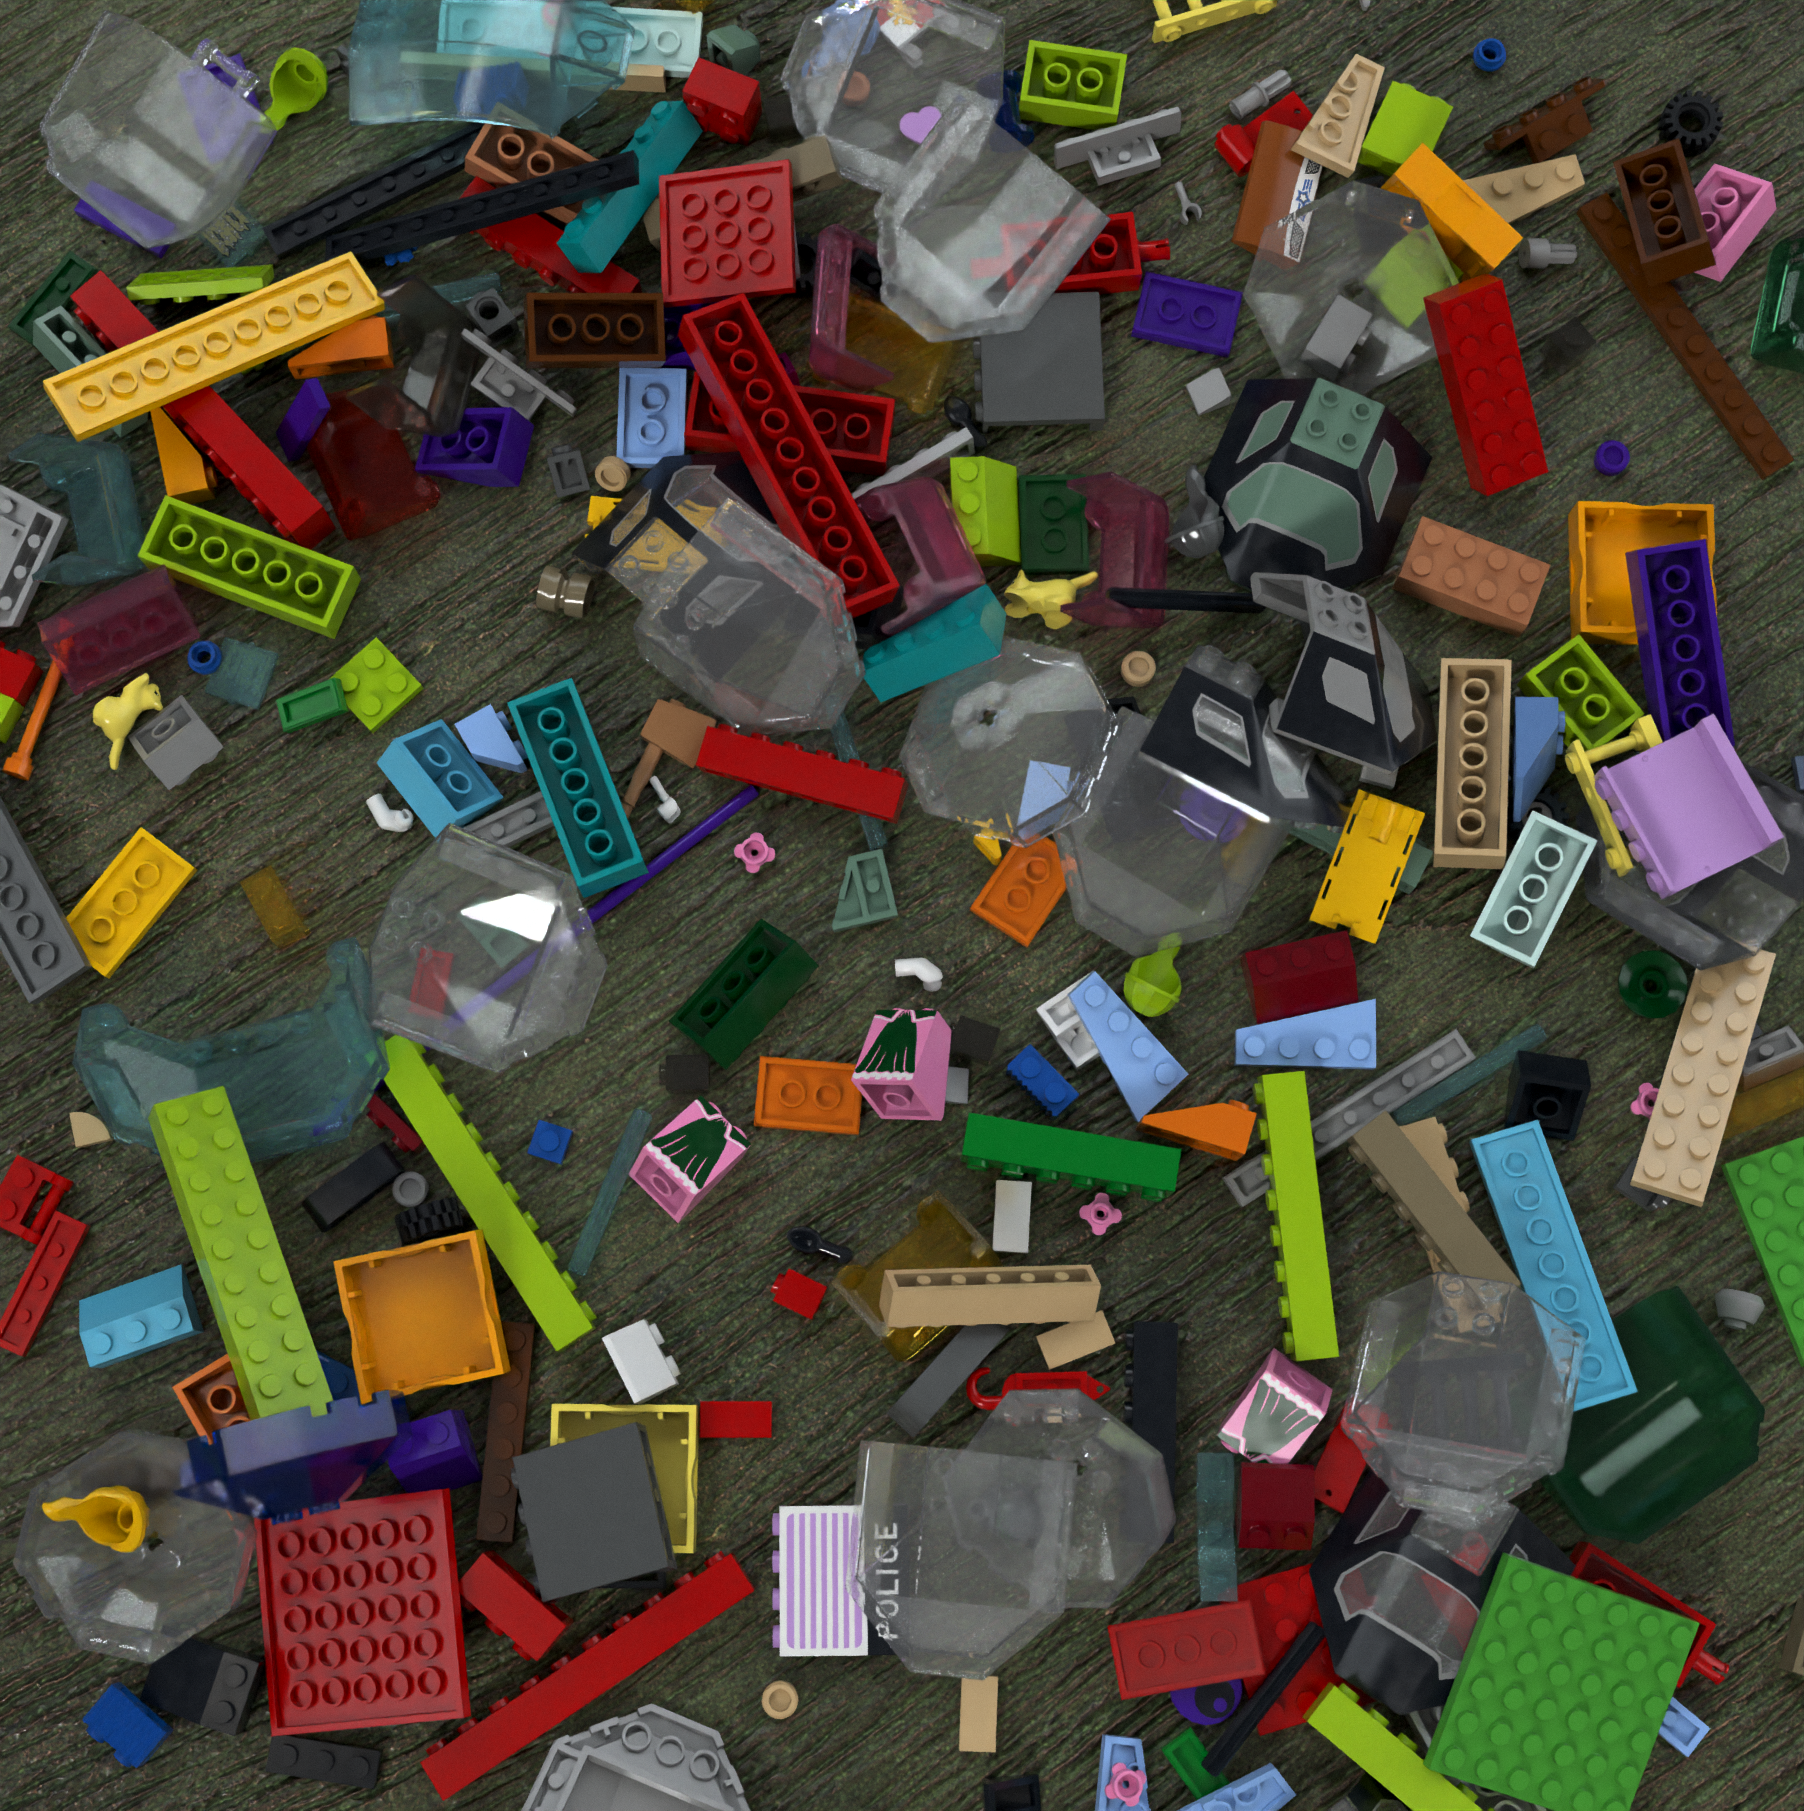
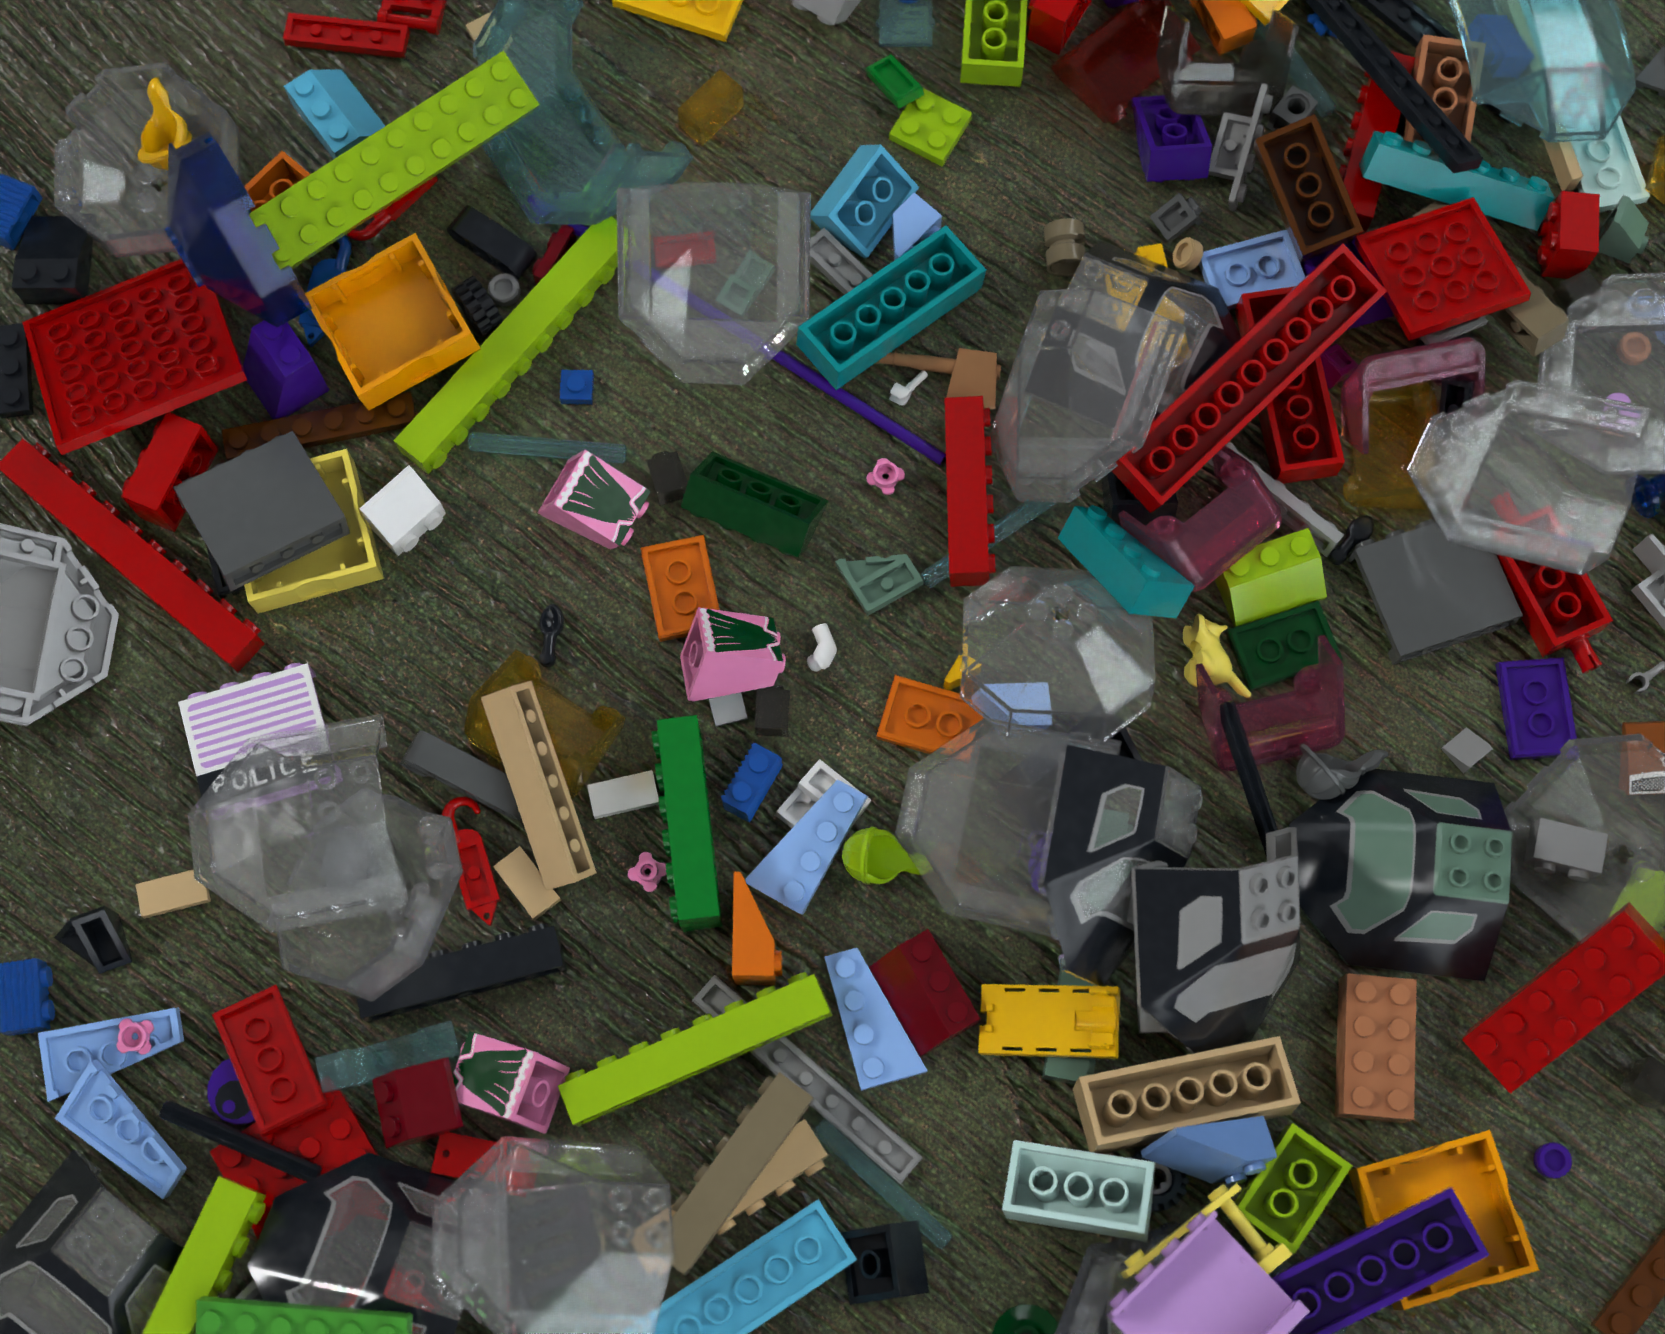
camera: 75 degrees right, 5 degrees down
(387, 818) = (817, 172): white arm -> none
(735, 1419) = (378, 611): red tile -> none
(780, 1699) = (146, 720): tan tile -> none
(798, 1293) = (500, 628): red brick -> none
(1138, 668) = (1174, 757): tan tile -> none
(1186, 1755) = (176, 1087): green tile -> none

